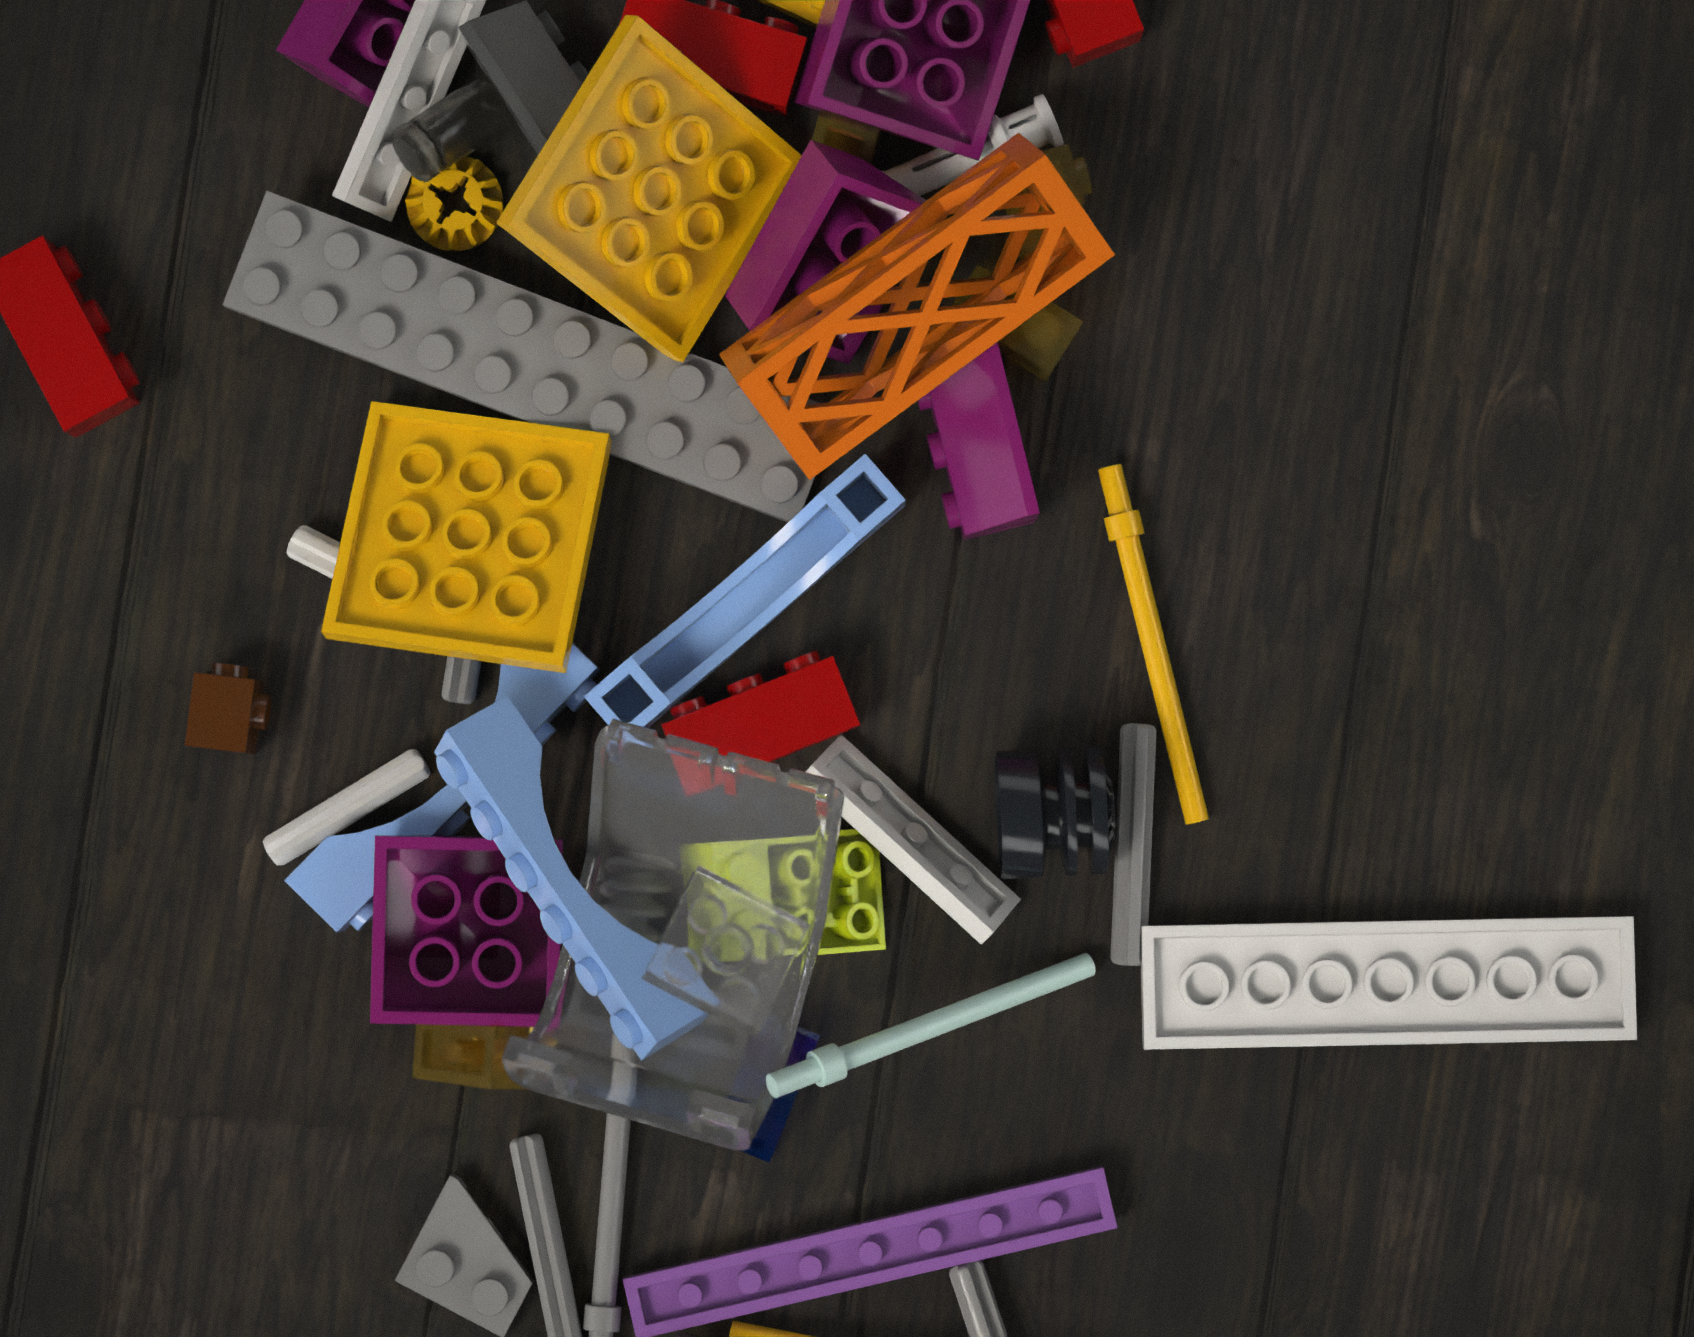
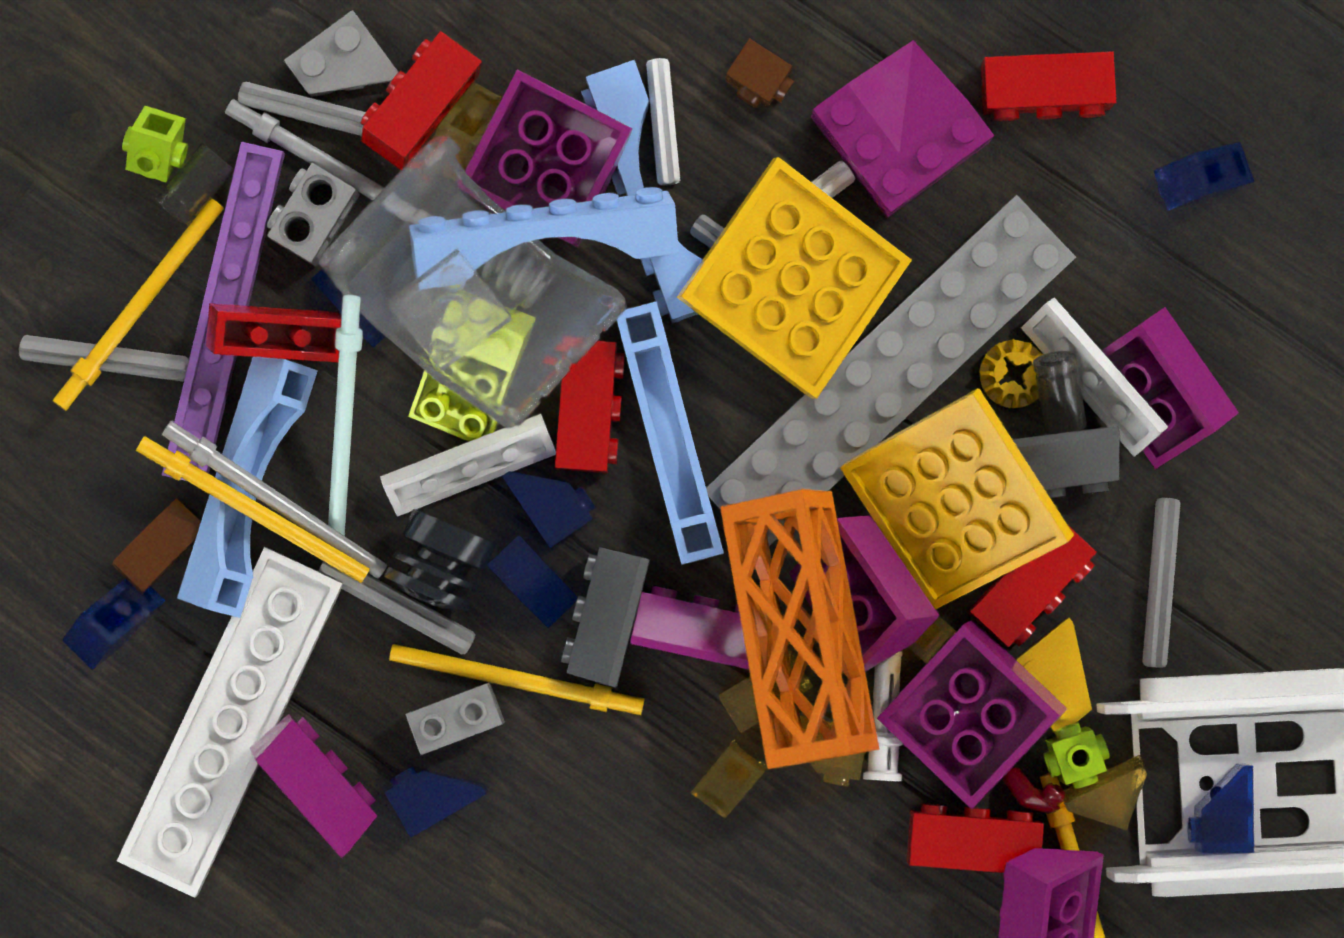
camera: 115 degrees right, 0 degrees up
(84, 83) = (1203, 175): none -> clear blue slope
(206, 496) = (901, 127): none -> magenta slope
(470, 1133) = (419, 99): none -> red brick
(686, 1183) = (323, 219): none -> light grey brick
(864, 1171) = (272, 332): none -> red brick
(910, 706) = (551, 505): none -> clear blue slope
(1018, 565) = (605, 616): none -> dark grey slope
(1018, 683) = (533, 581): none -> clear blue slope
(1063, 1183) = (204, 452): none -> light grey bar
(1096, 1207) = (179, 466): none -> yellow bar
(1146, 312) = (729, 779): none -> clear yellow slope
(1192, 1096) = (220, 559): none -> light blue arch
(1209, 1186) = (158, 546): none -> reddish brown slope
(1242, 696) = (455, 718): none -> light grey brick
(1333, 1198) = (111, 622): none -> clear blue slope
(1357, 678) = (430, 797): none -> clear blue slope
(1413, 832) = (315, 782): none -> magenta slope

